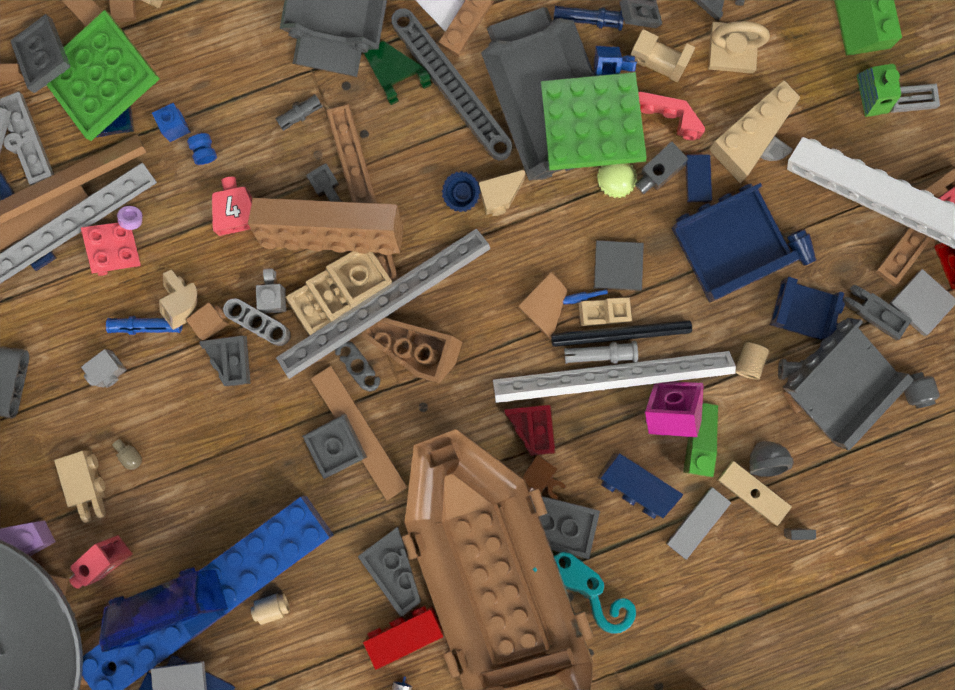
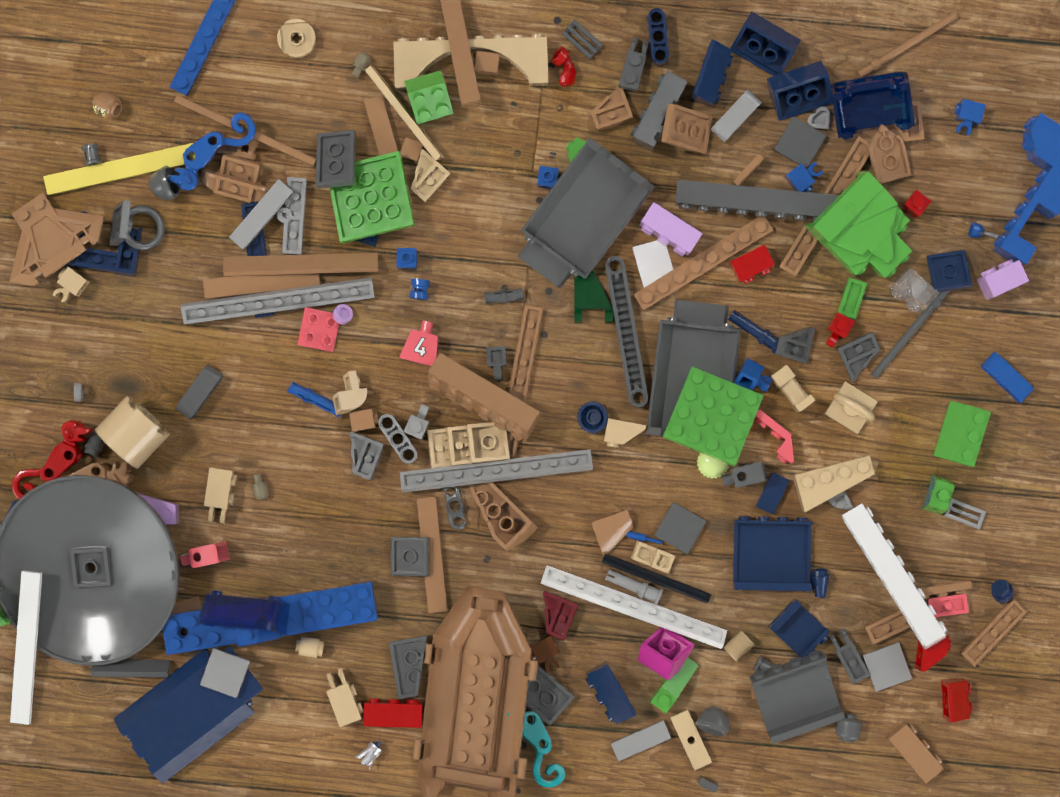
camera: 30 degrees right, 5 degrees up
(103, 369) = (272, 418): light grey brick -> none
(154, 27) = (428, 176): none -> tan wing
(338, 650) = (343, 700): none -> tan hinge

